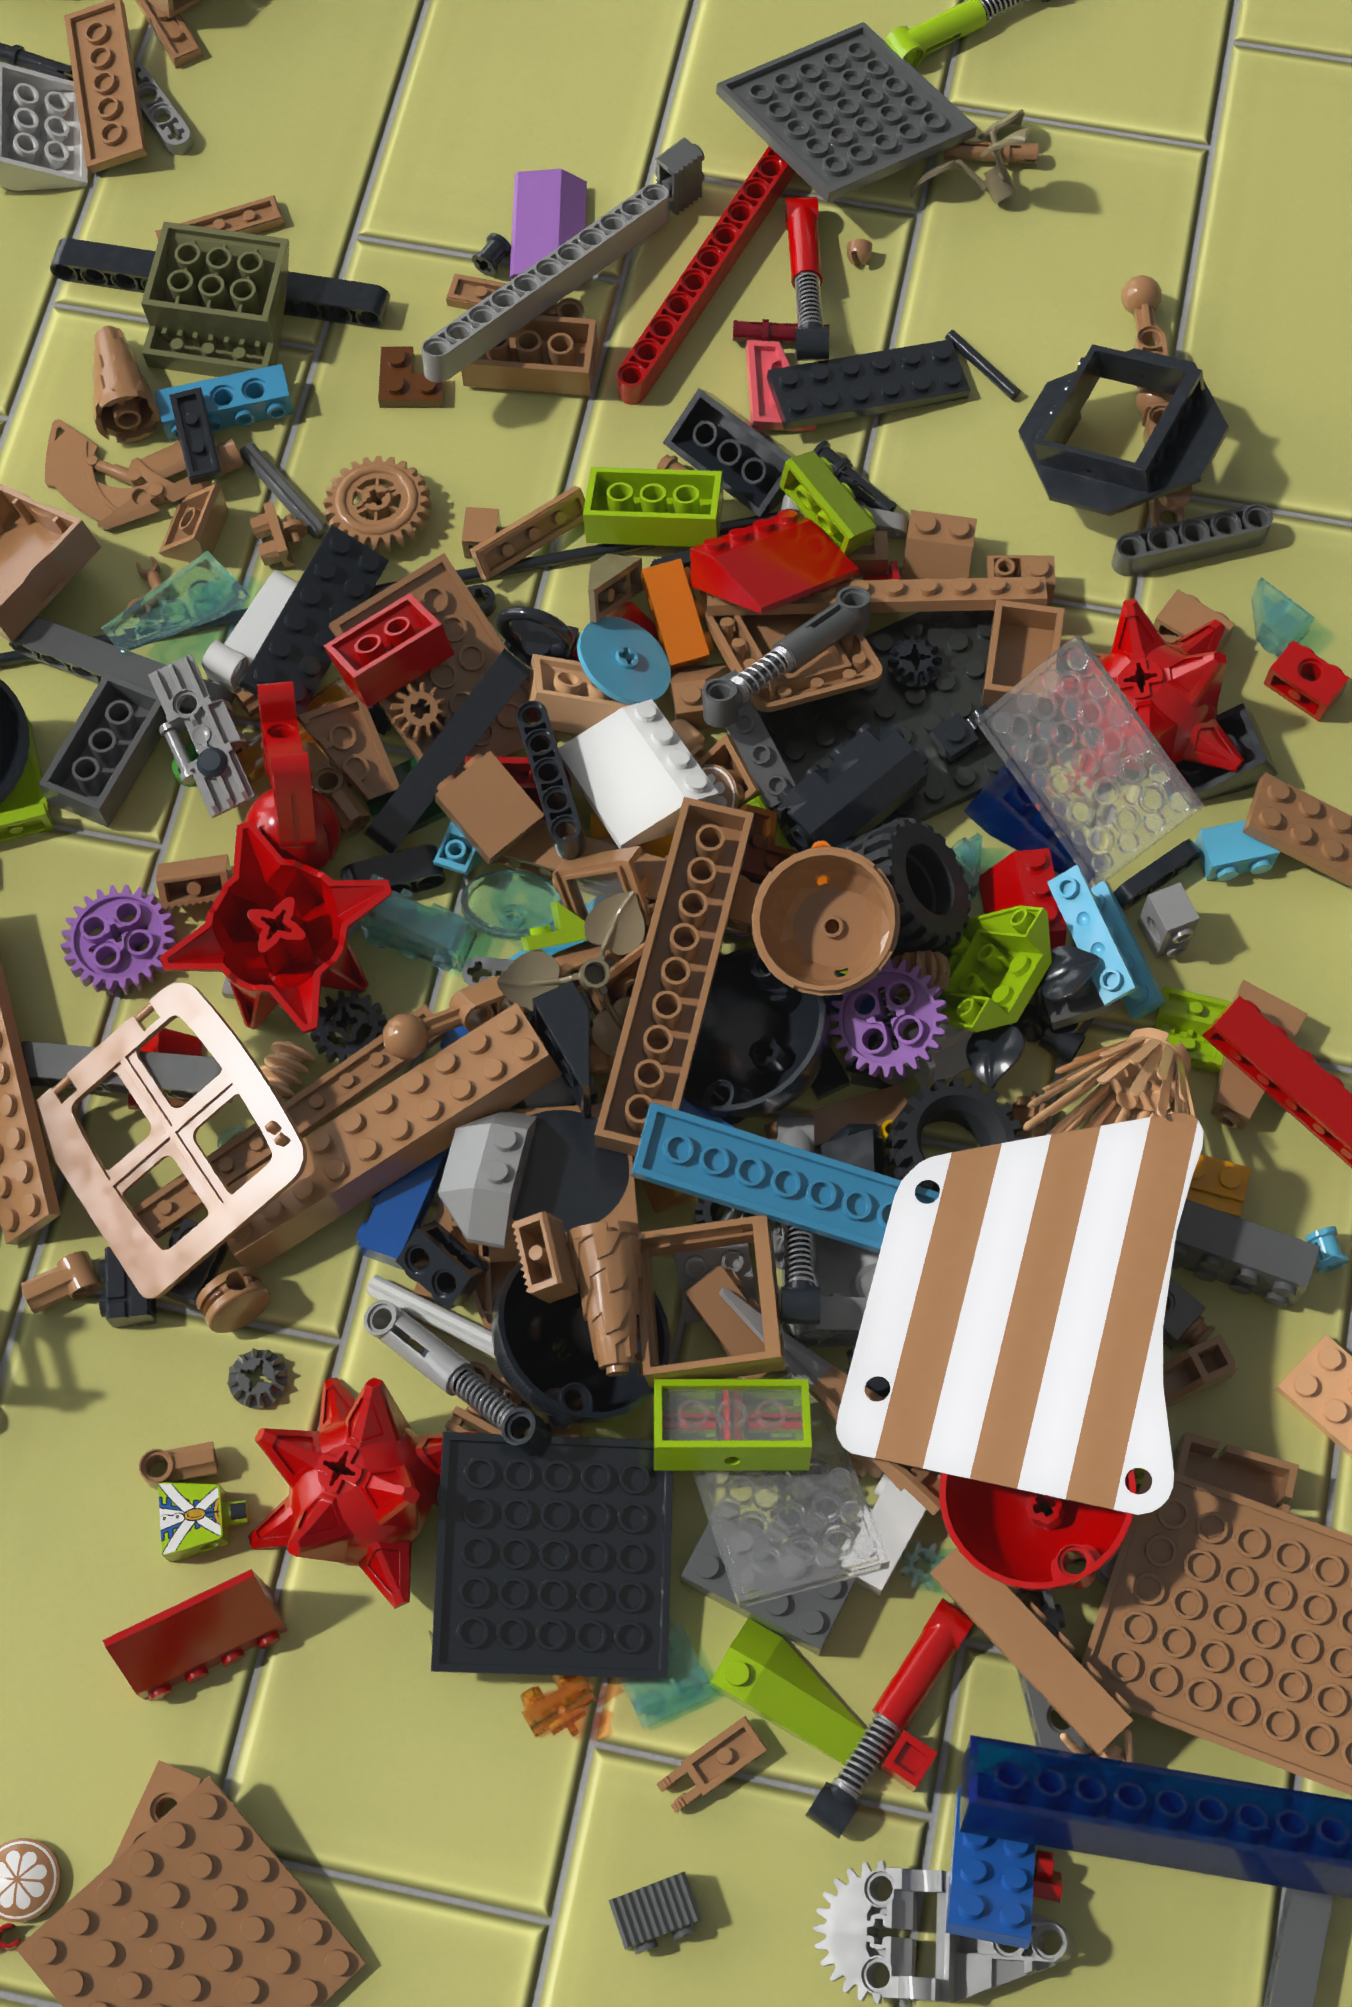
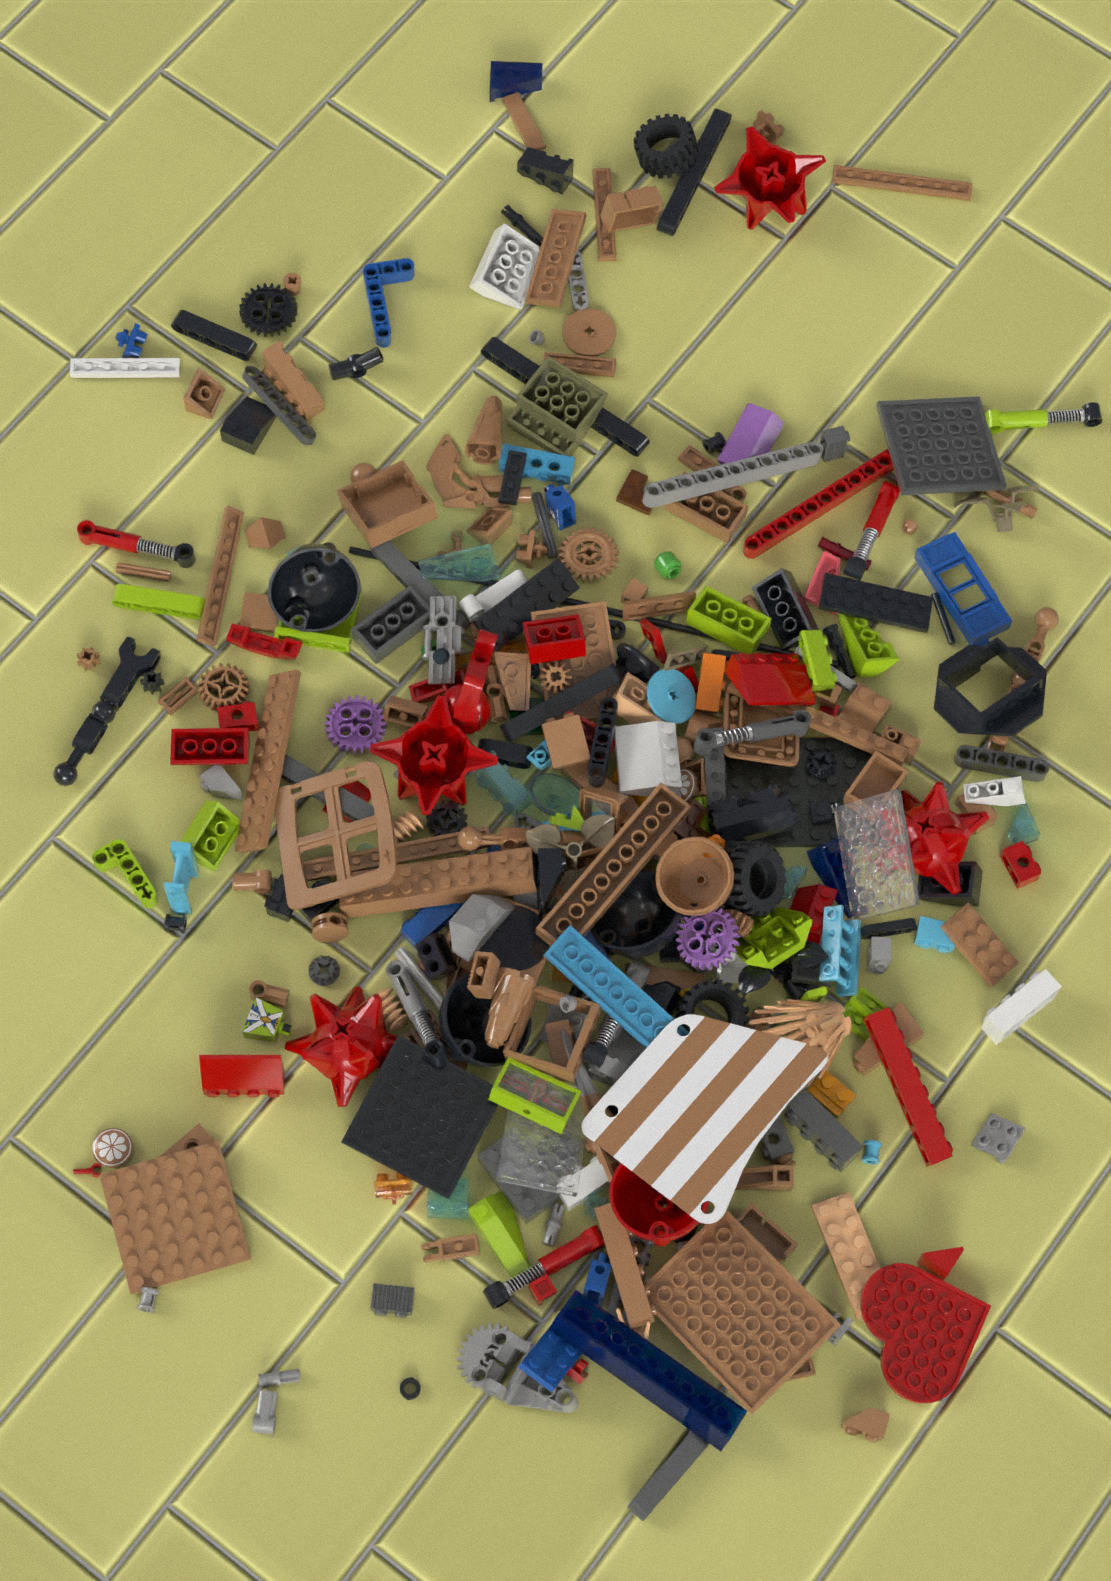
camera: 20 degrees right, 0 degrees up
(132, 214) = (536, 337): none -> light grey hinge
(214, 835) = (424, 692): none -> red slope
(227, 159) = (602, 332): none -> medium nougat piece
(295, 448) = (558, 500): none -> blue torso
(410, 1397) = (391, 1013): none -> light nougat piece
(512, 466) = (668, 565): none -> bright green head
(547, 580) = (653, 635): none -> red tile
(706, 1238) = (568, 1003): none -> light grey hinge
(867, 1634) = (553, 1225): none -> light grey pin
(890, 460) = (866, 648): none -> lime wedge
(995, 1708) = (597, 1279): none -> blue torso
(1036, 348) = (978, 621): none -> blue piece
(1107, 1033) = (814, 995): none -> lime tile
(1215, 582) = (996, 792): none -> white slope

